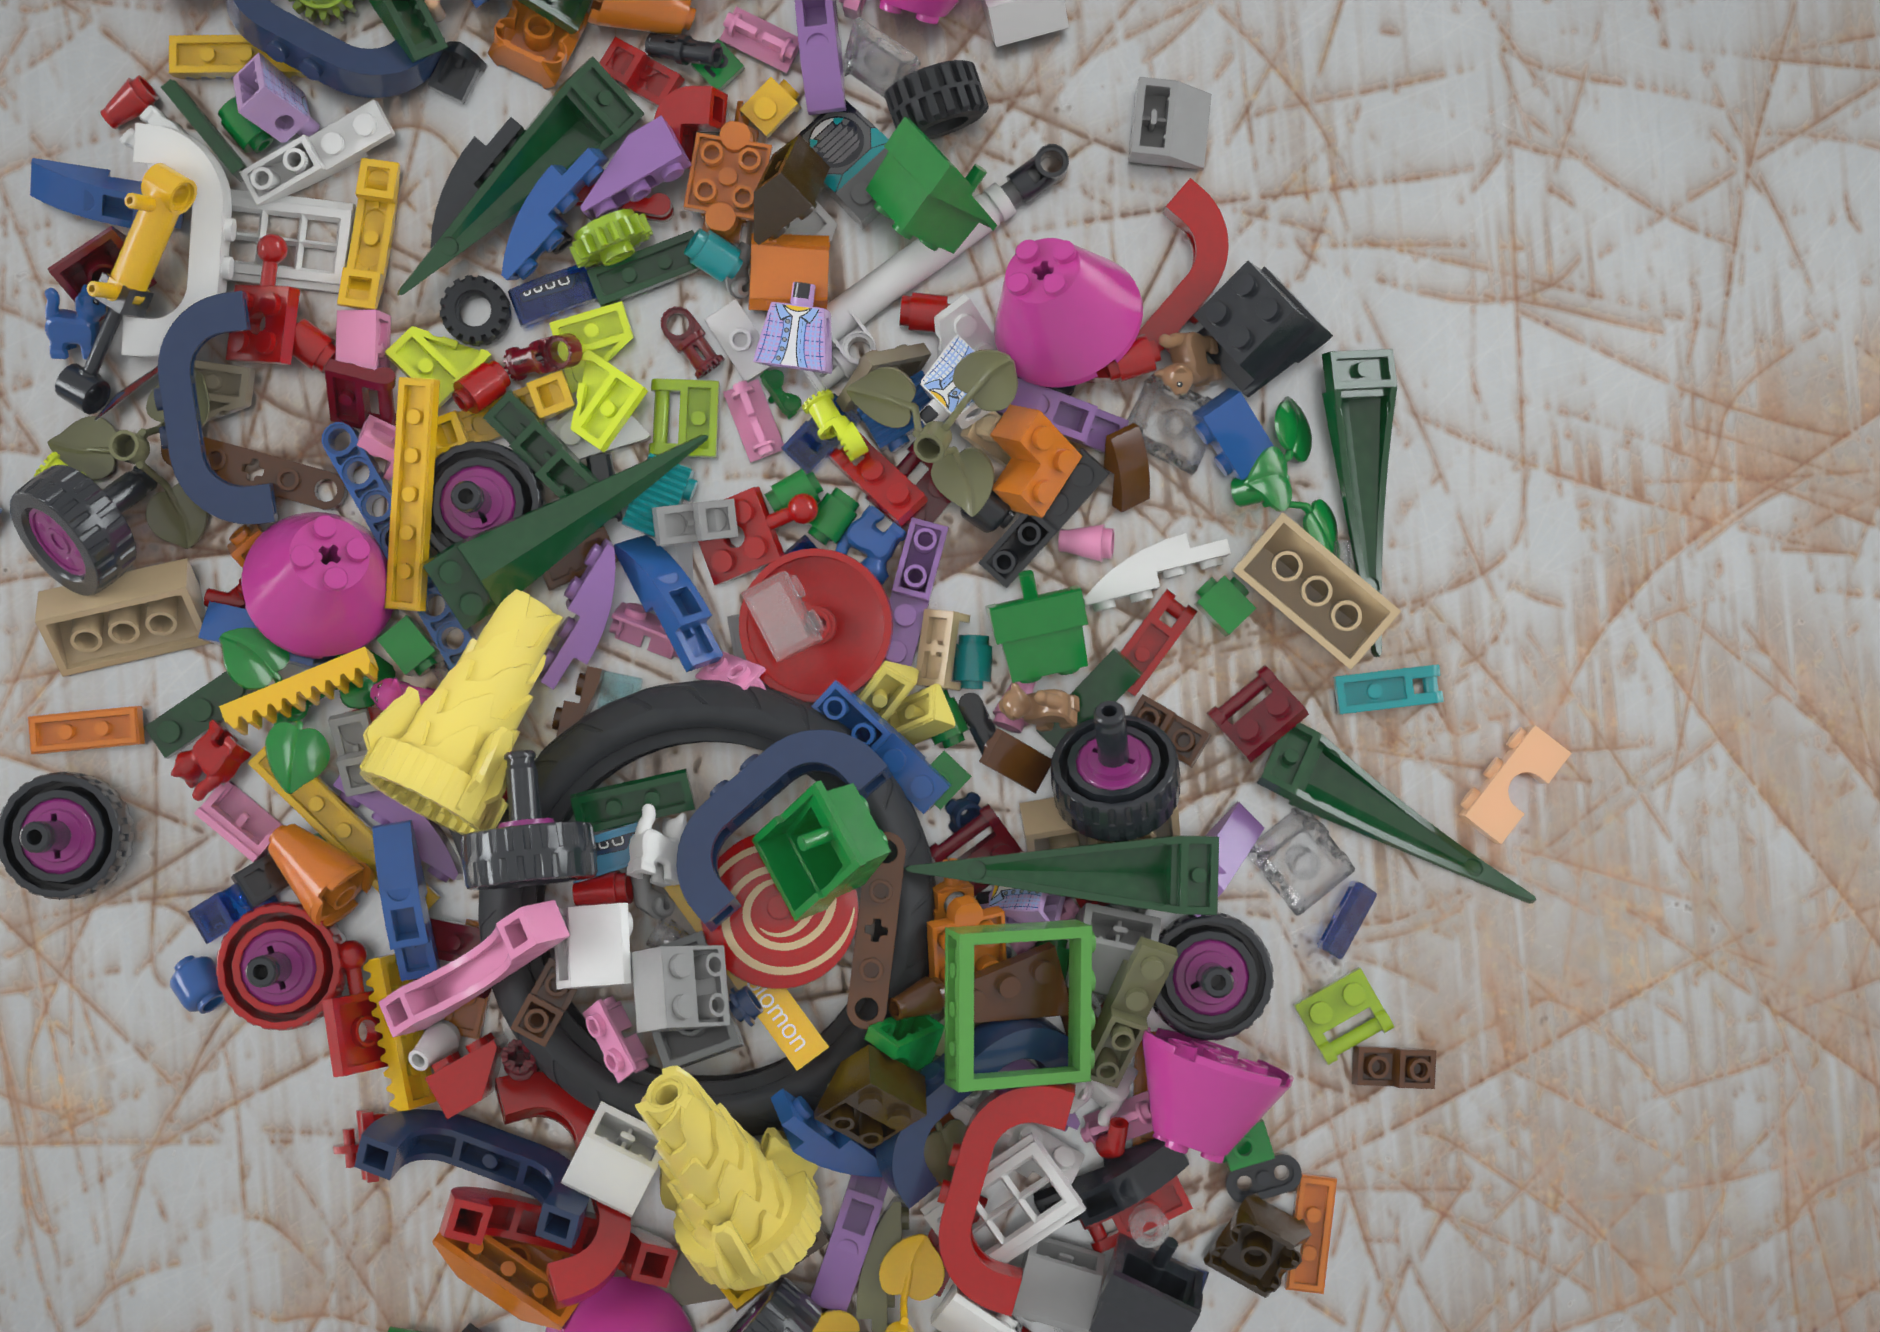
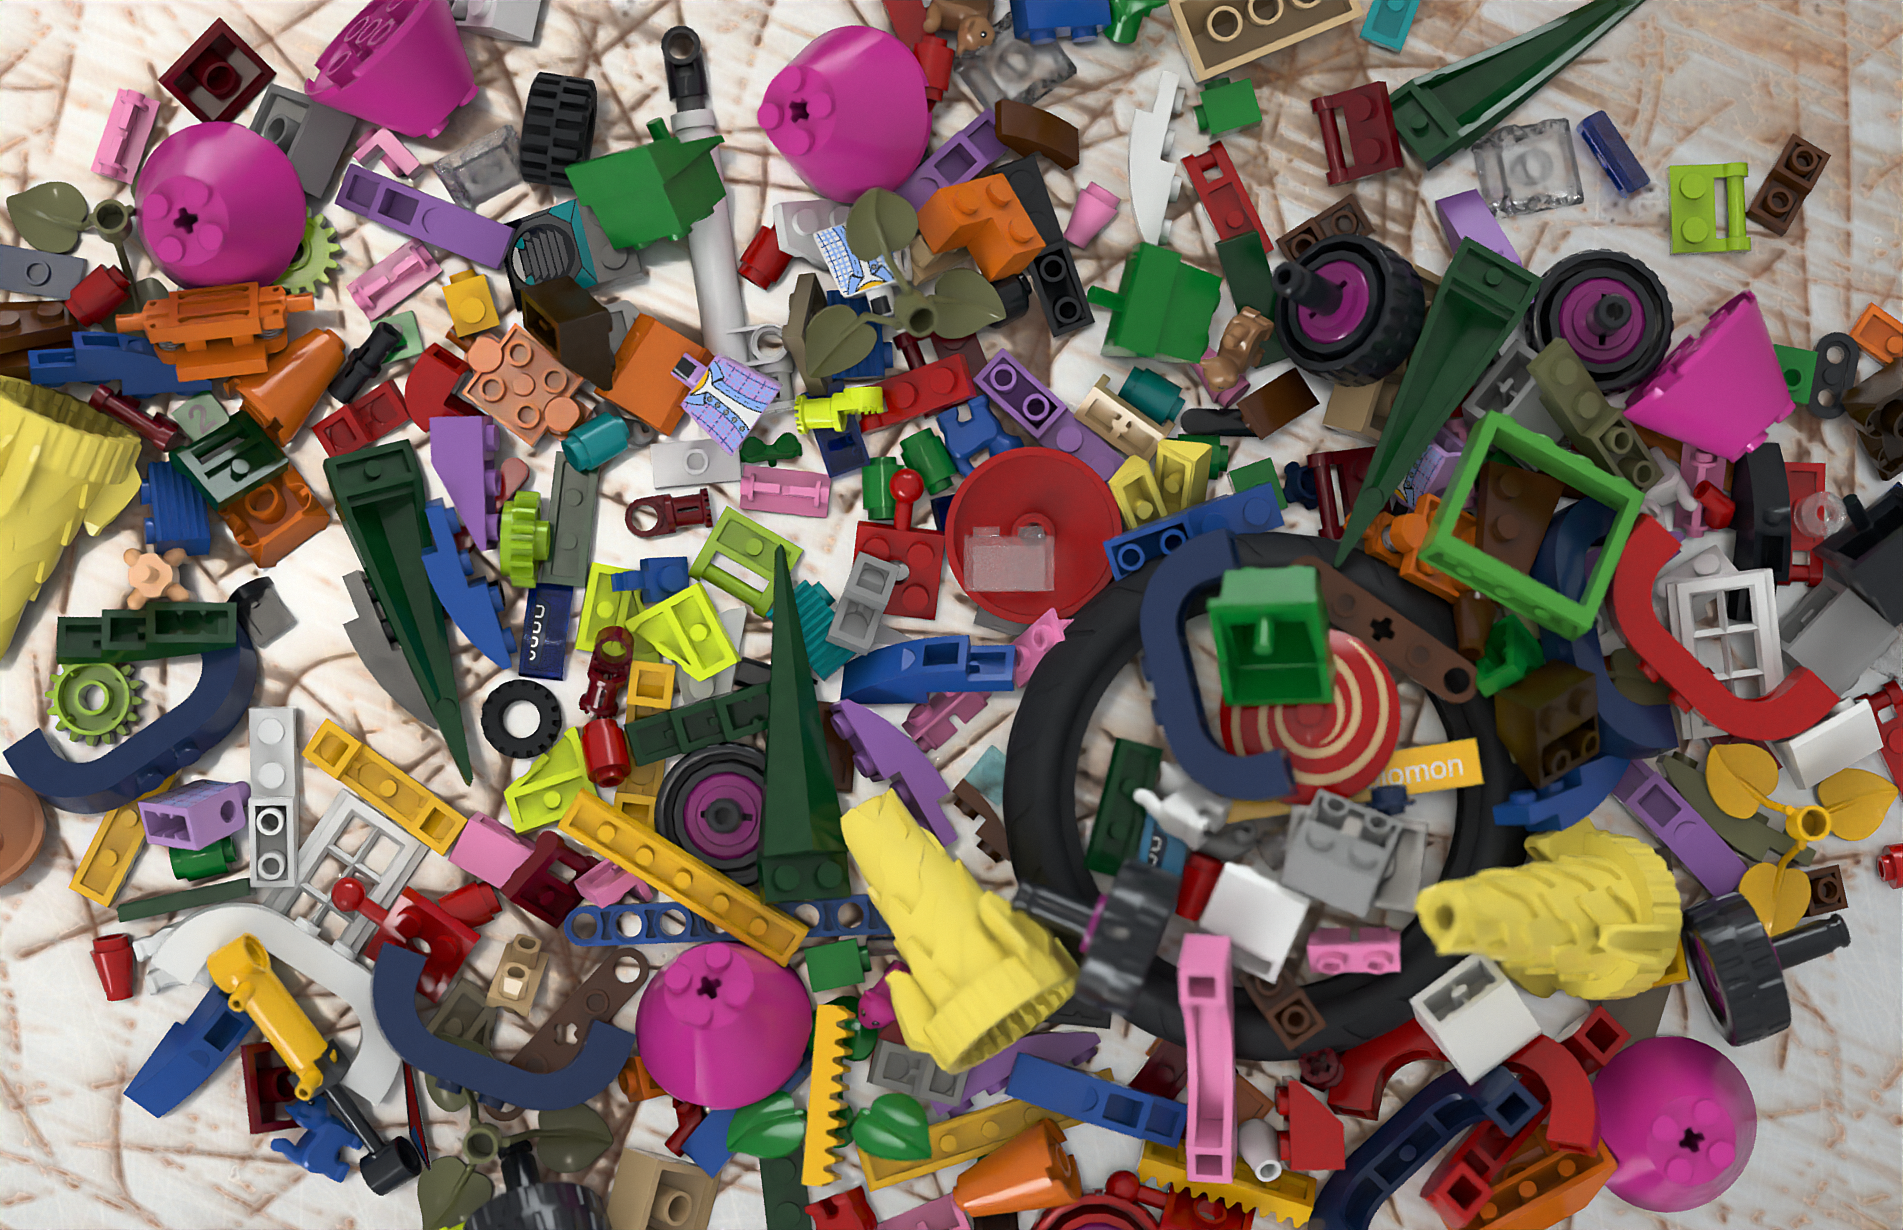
camera: 60 degrees left, 0 degrees up
(276, 410) = (518, 975): none -> tan hips
(636, 357) = (657, 578): none -> blue plate

